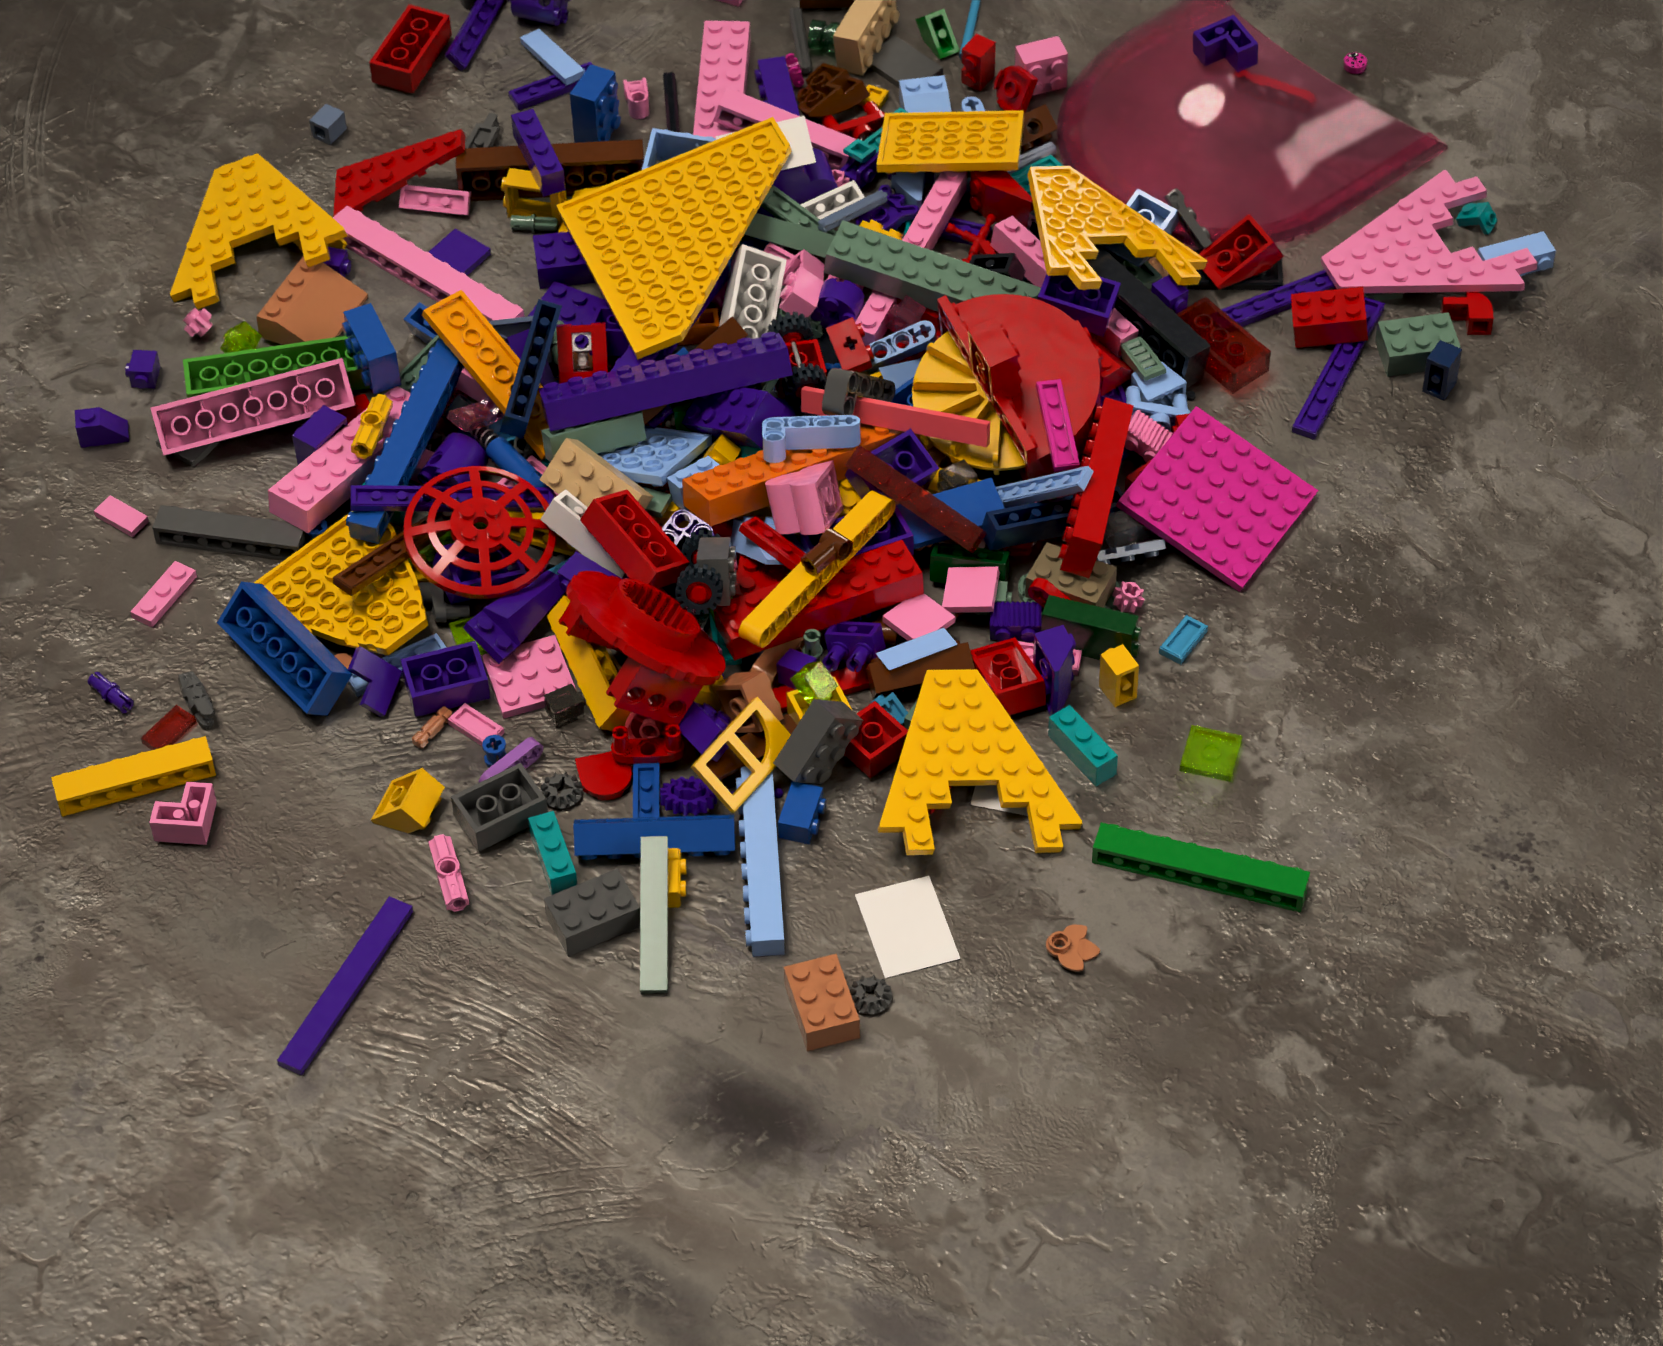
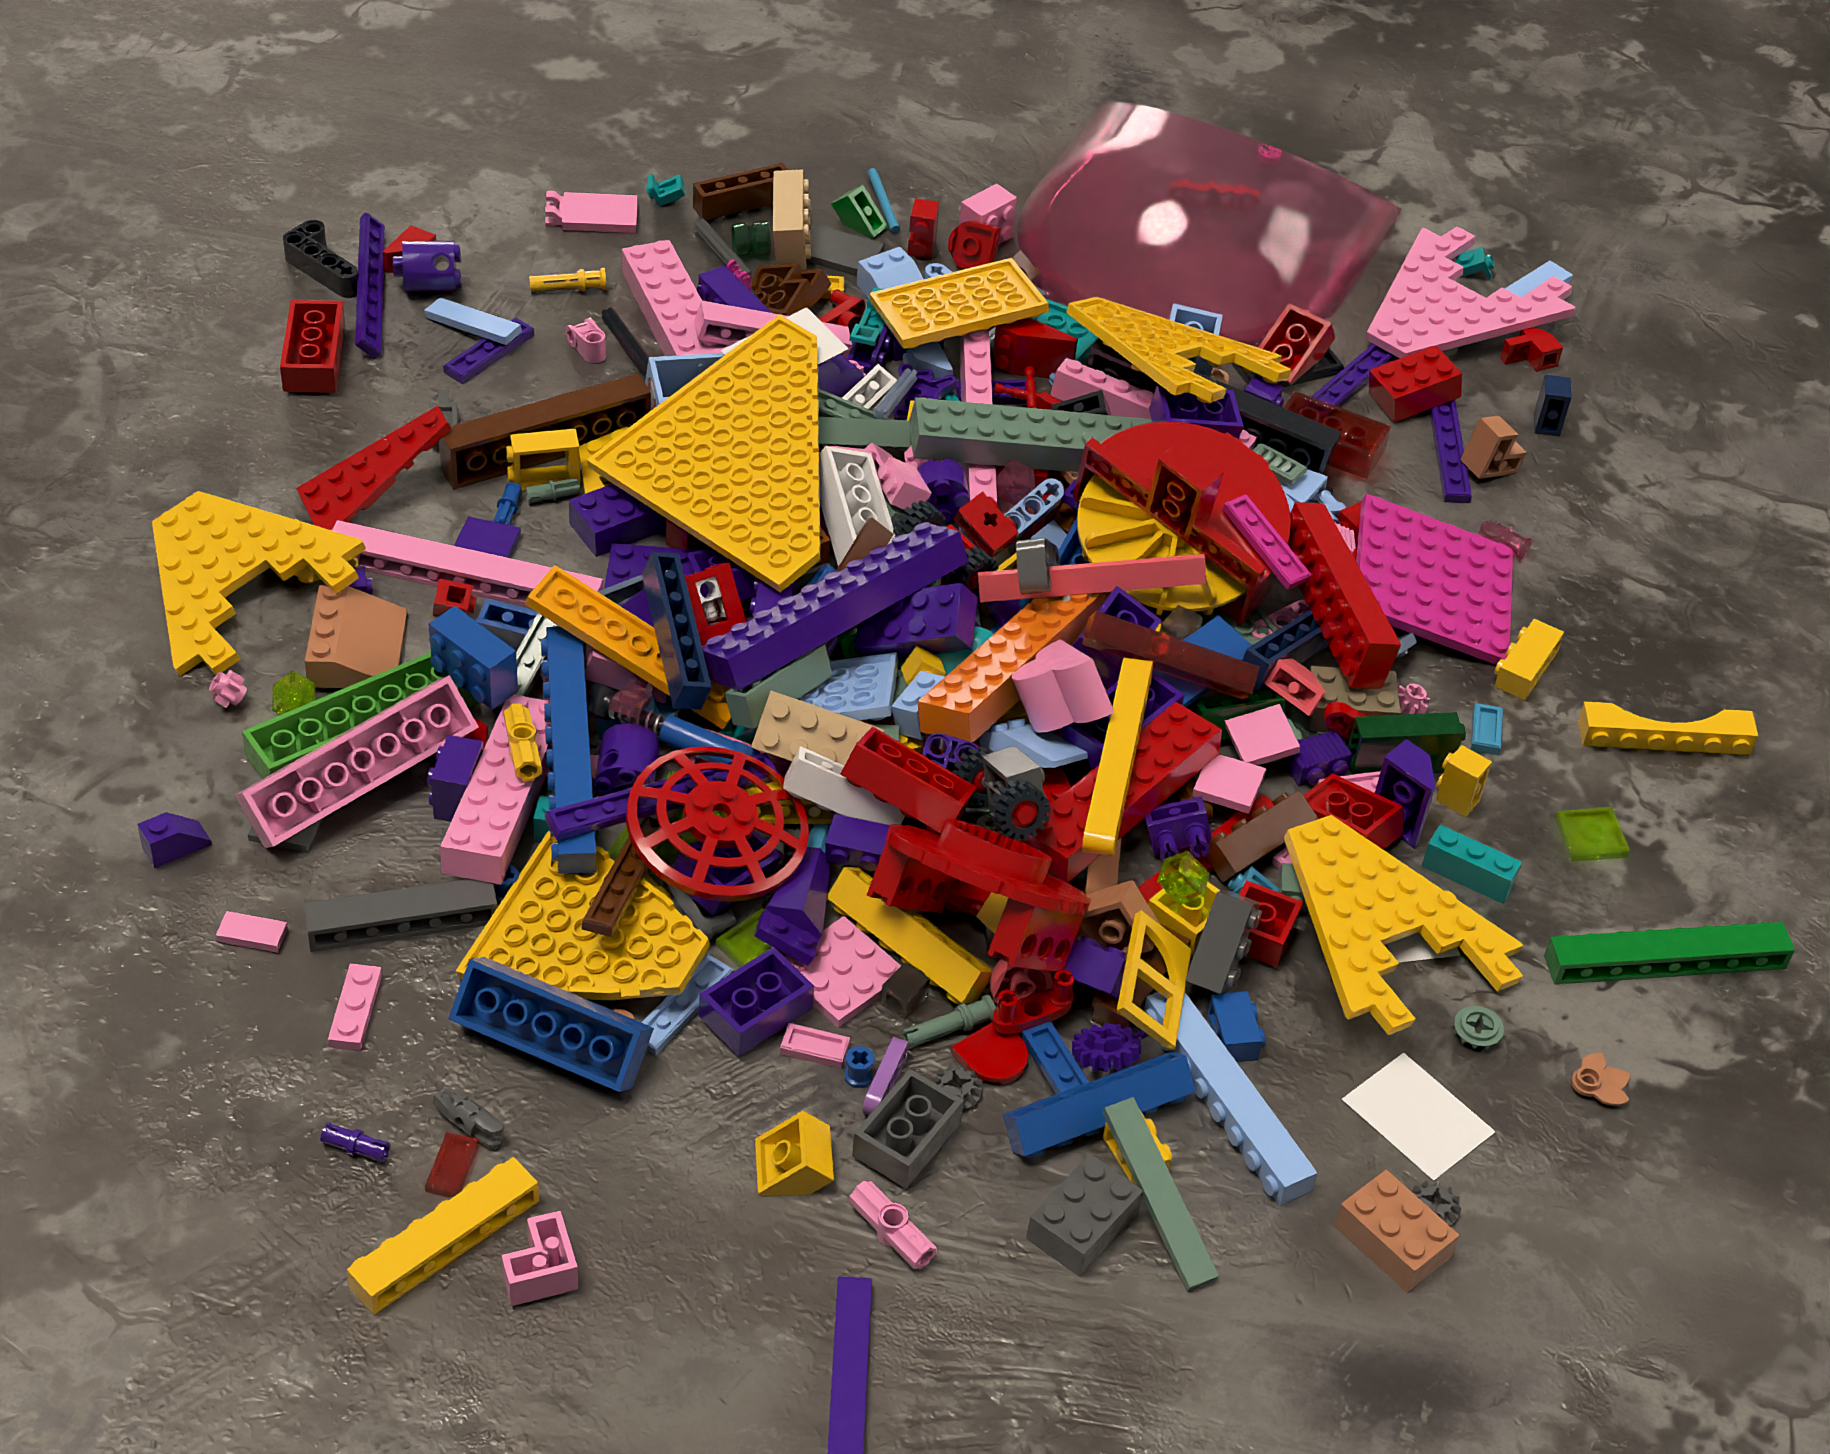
camera: 30 degrees left, 5 degrees down
(143, 369) = (189, 757): dark purple brick -> none
(328, 124) = (260, 443): sand blue brick -> none
(381, 680) = (683, 1025): dark purple tile -> none
(400, 289) = (449, 593): none -> red brick
(431, 727) = (767, 1062): nougat axle -> none
(435, 199) = (429, 492): bright pink plate -> none
(492, 226) = (508, 505): none -> blue axle
(538, 152) = (539, 409): dark purple brick -> none
(552, 852) = (998, 1162): teal brick -> none
(595, 105) = (561, 352): blue brick -> none
(596, 739) = (963, 1018): none -> sand green pin
(663, 42) = (584, 282): none -> yellow pin
(772, 542) = (1050, 744): red tile -> none
(790, 664) = (1140, 869): dark purple brick -> none
(808, 433) = (999, 623): light blue beam -> none
(812, 644) = (1141, 848): sand green pin -> none
(831, 547) = (1132, 726): reddish brown piece -> none
(916, 649) = (1253, 812): light blue sticker -> none
(1000, 865) = (1491, 1026): none -> sand green gear
(1020, 552) = (1296, 684): none -> coral slope
(1045, 487) = (1291, 606): light blue tile -> none
(1187, 219) = (1230, 326): dark grey hinge -> none
(1226, 40) = (1208, 137): dark purple brick -> none
(1259, 590) = (1528, 658): none -> yellow brick
(1318, 480) = (1506, 536): none -> clear pink connector
(1354, 398) = (1493, 449): none -> nougat brick
(1387, 703) = (1613, 727): none -> yellow arch
(1409, 341) = (1505, 387): sand green brick -> none

